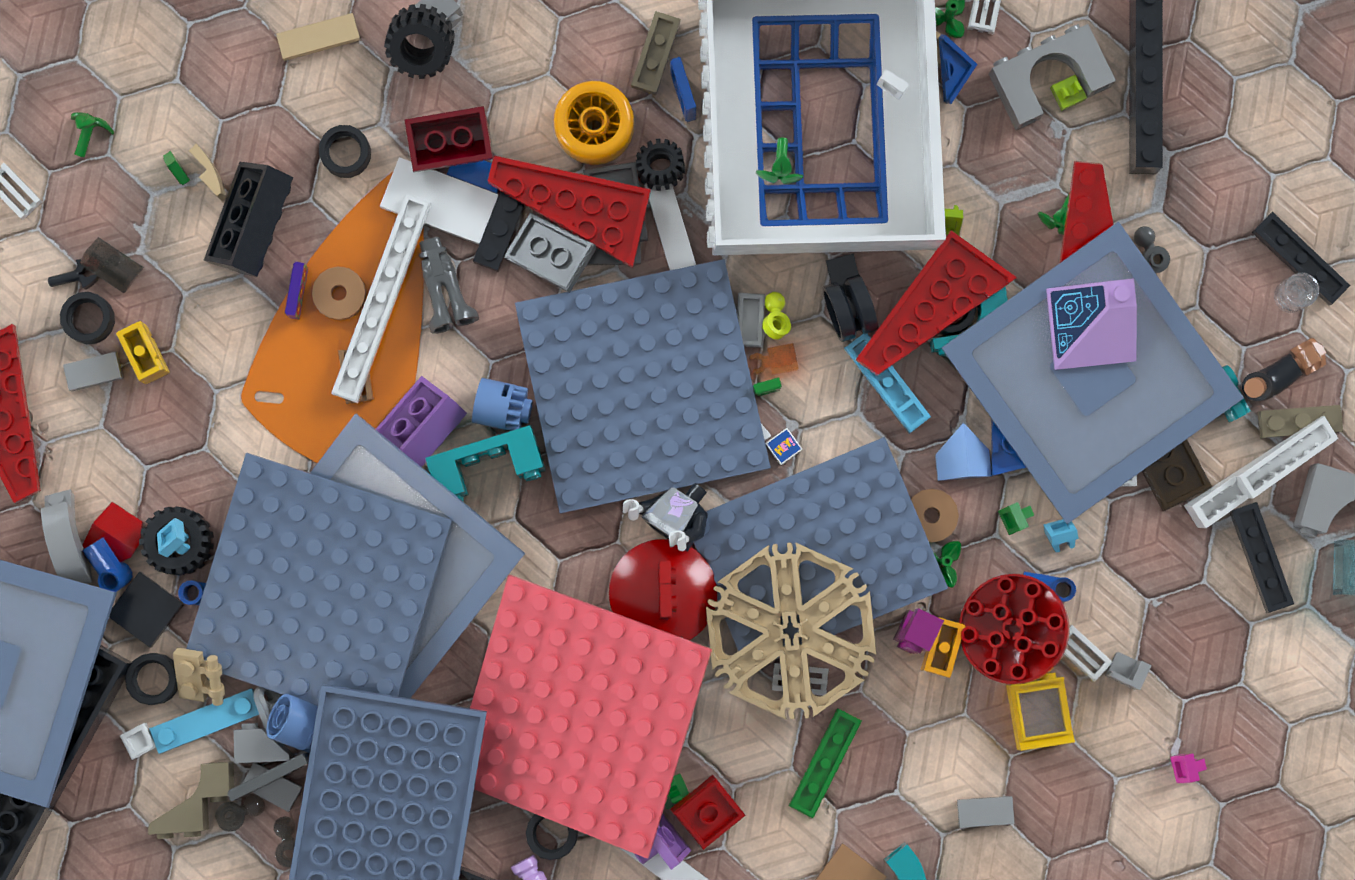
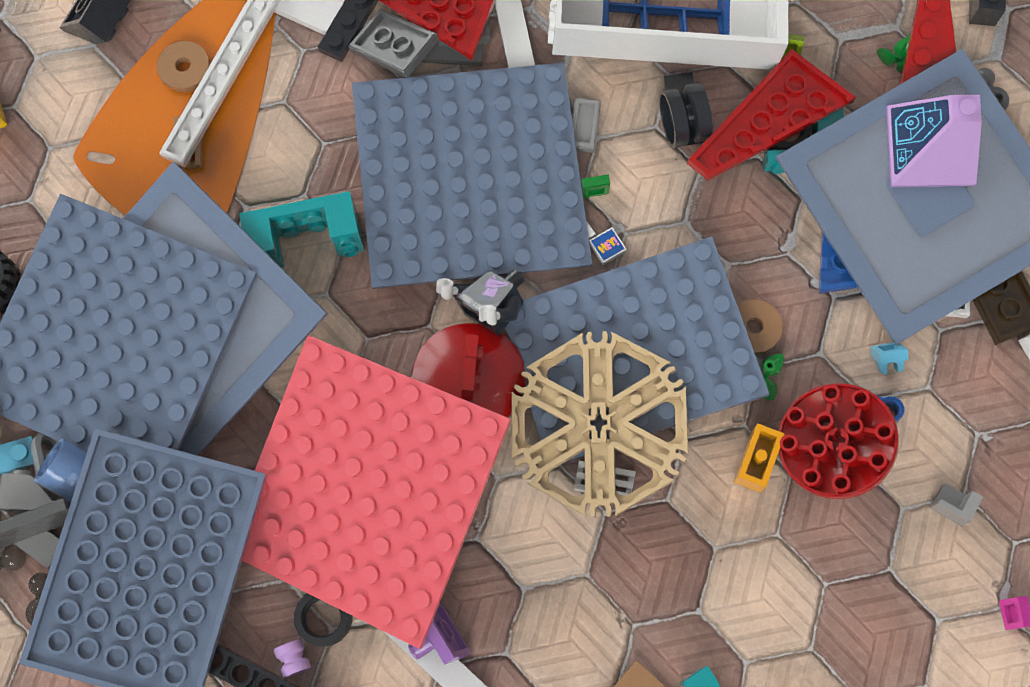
camera: 10 degrees right, 10 degrees down
(296, 290) = (142, 58): dark purple tile -> none
(421, 420) = (249, 185): medium lavender slope -> none
(440, 272) = (282, 54): dark grey piece -> none
(501, 405) = (324, 175): medium blue gear -> none
(677, 791) = (460, 586): green tile -> none
(707, 812) = (493, 610): red tile -> none
(774, 304) = (610, 127): neon yellow plate -> none
(780, 360) = (609, 162): clear orange plate -> none
(825, 763) = (623, 572): green tile -> none
(891, 389) = (721, 200): medium azure plate -> none
(917, 631) = (735, 430): magenta arch -> none
(963, 457) = (790, 271): light blue slope -> none
(985, 811) = (794, 641): light grey tile -> none
(1015, 518) = (842, 334): green tile -> none
(1040, 713) = (859, 537): window -> none
(1099, 669) = (918, 477): white tile -> none

